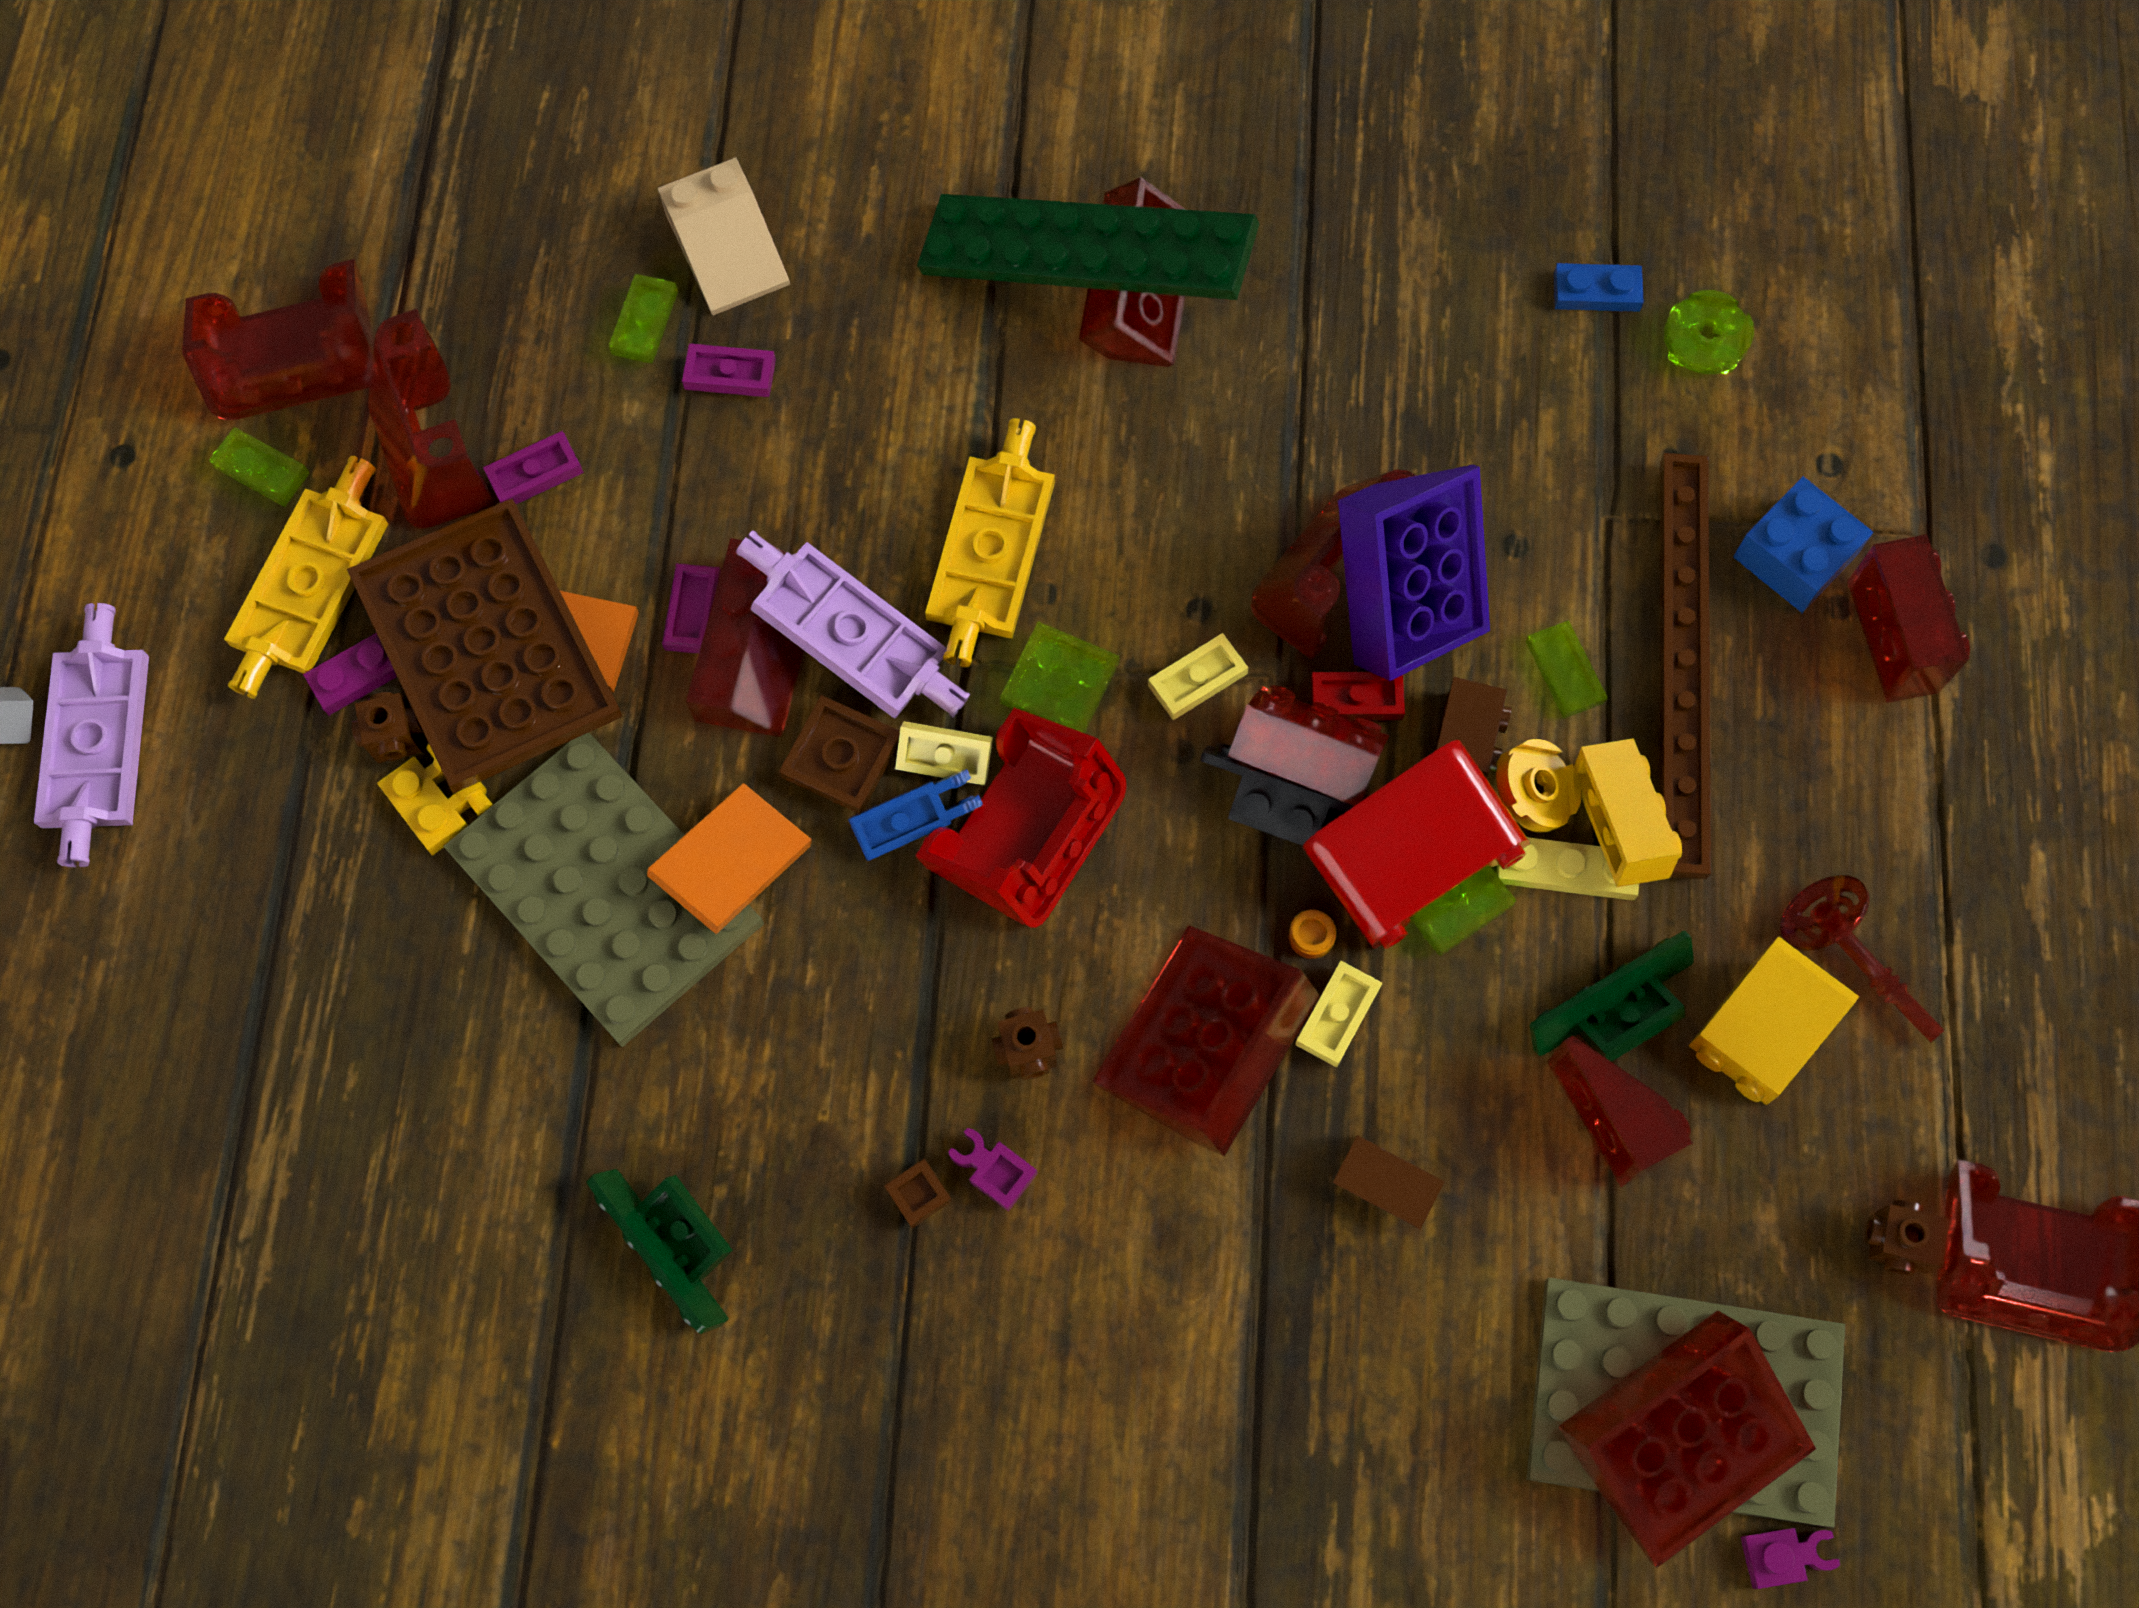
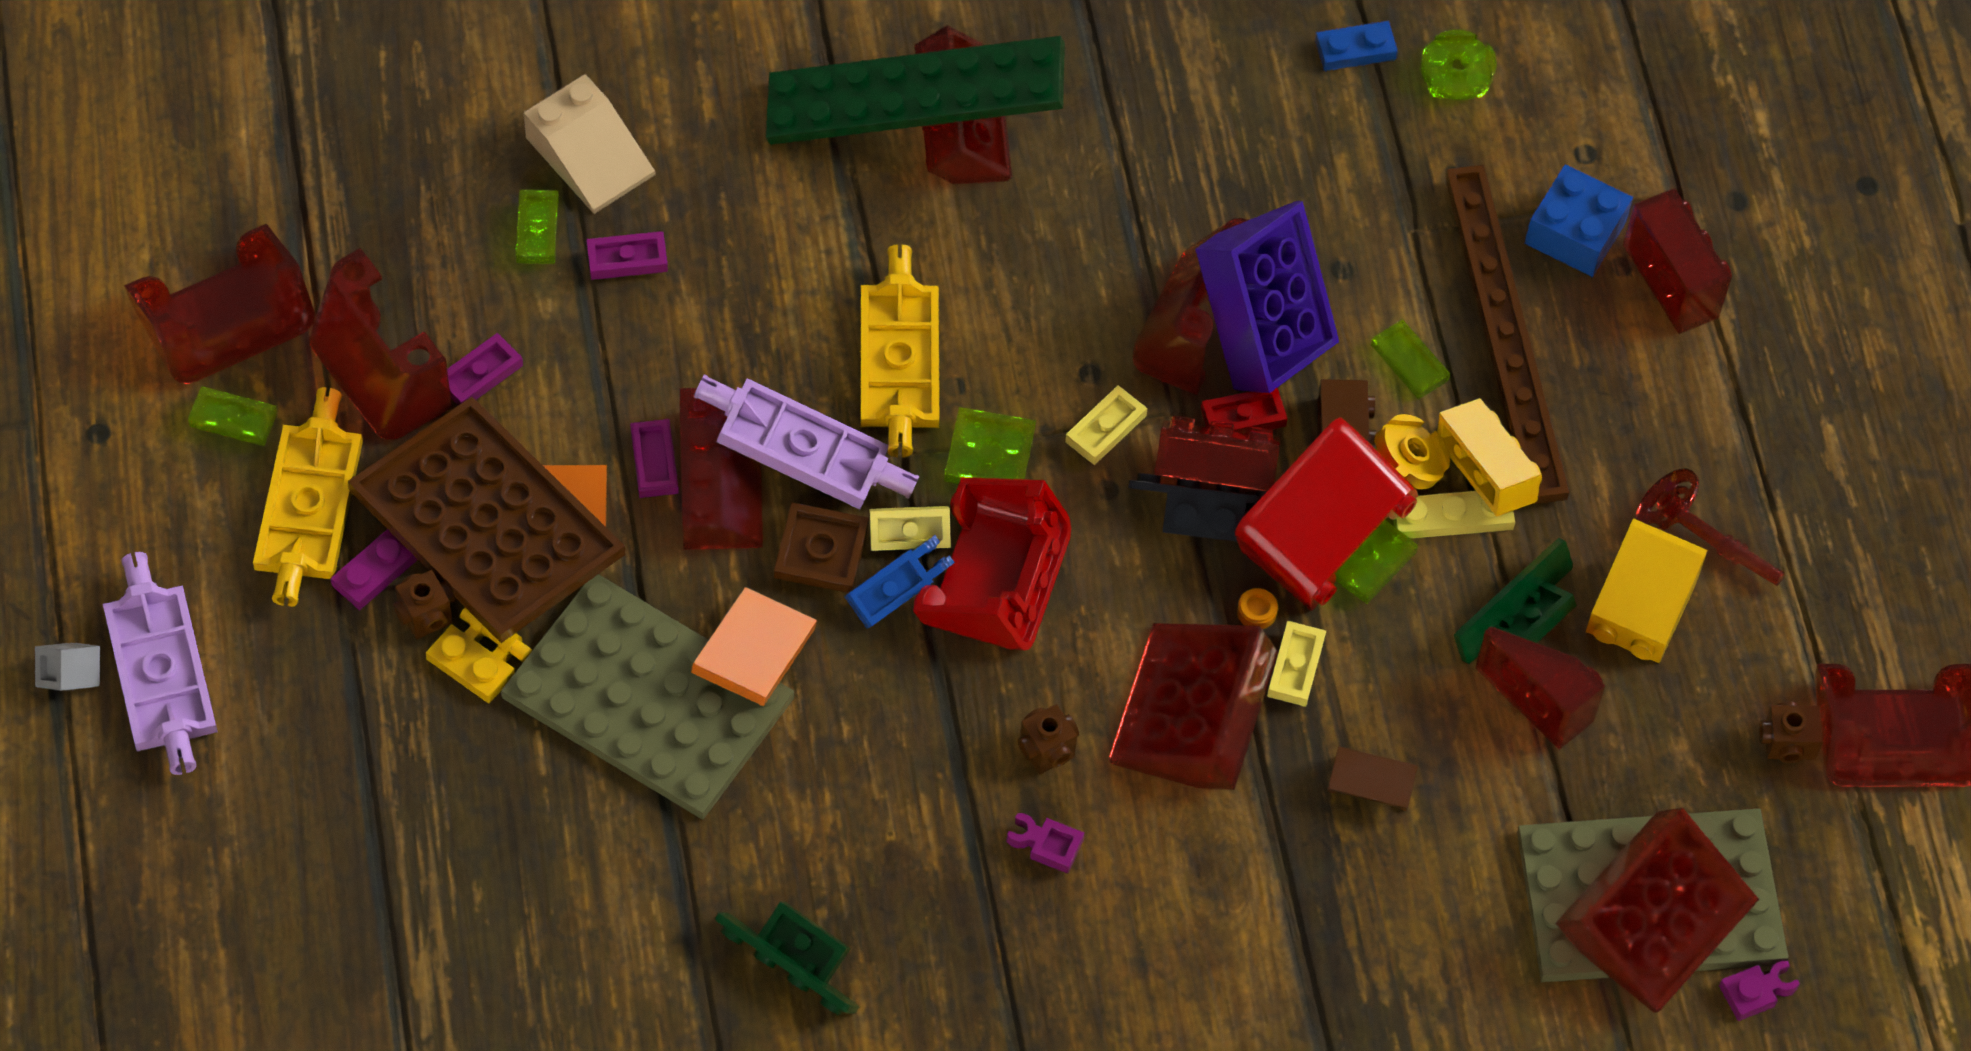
camera: 20 degrees left, 10 degrees down
(918, 1193) = (990, 873): reddish brown plate -> none

